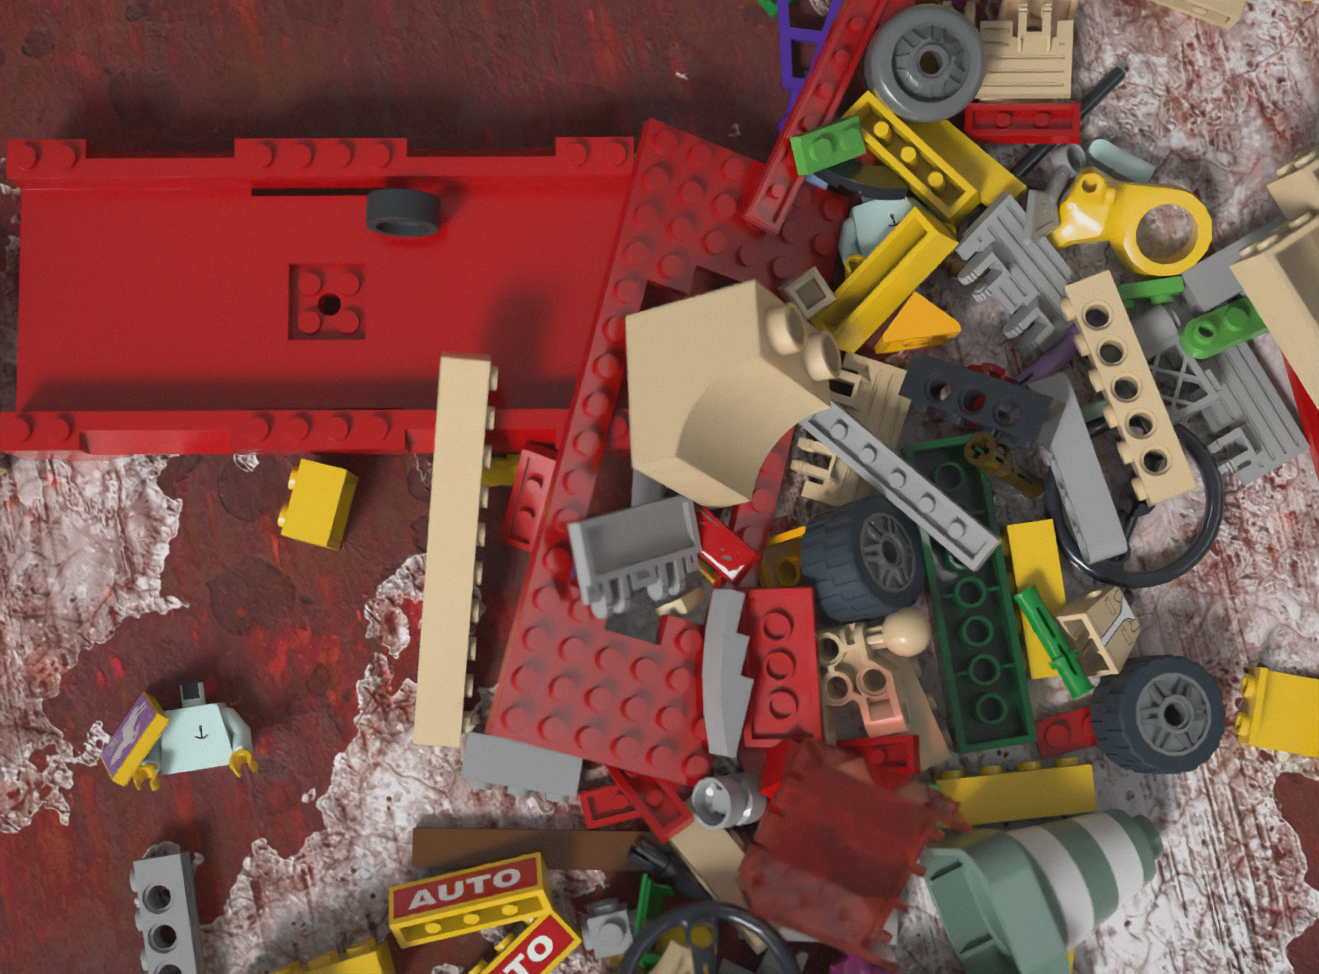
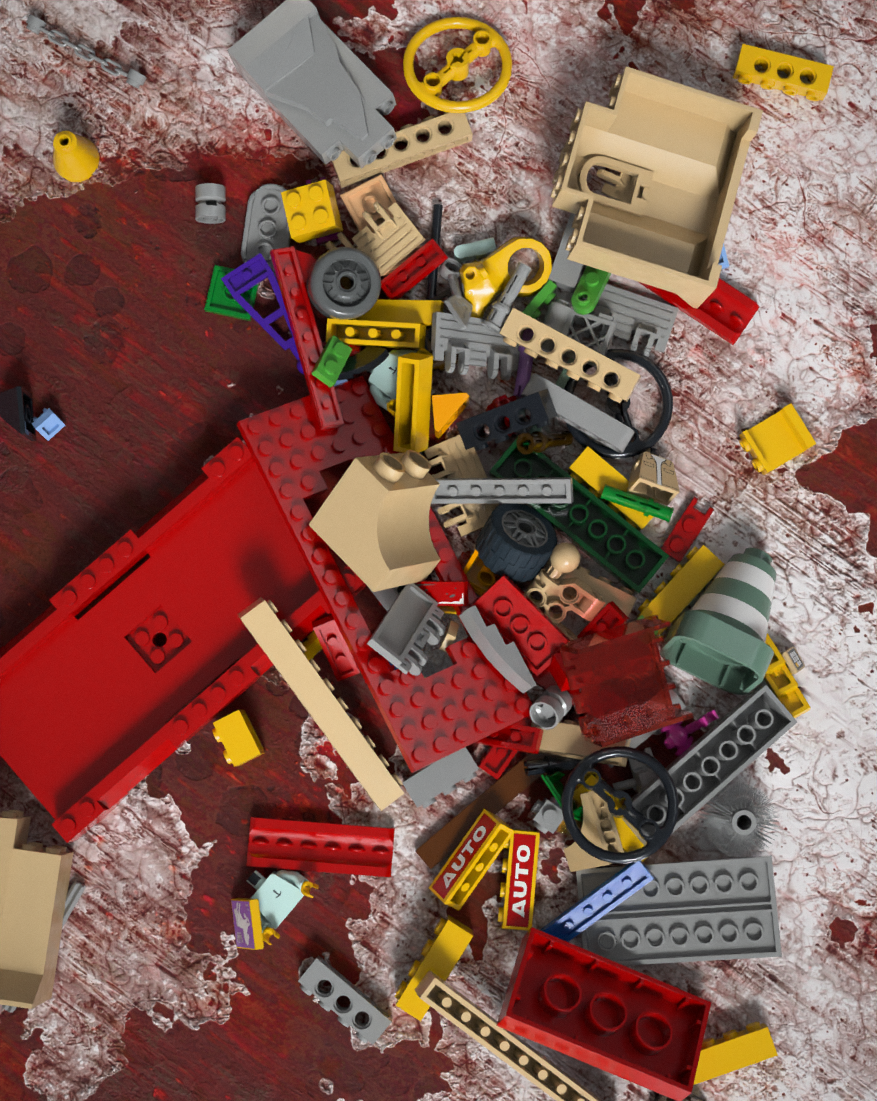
camera: 35 degrees left, 0 degrees up
(304, 723) = (320, 847): none -> red plate
(403, 212) = (159, 566): black tyre -> none
(808, 292) = (382, 439): tan slope -> none
(1094, 258) = (501, 308): none -> light grey pin
(1158, 715) = (714, 495): black wheel -> none

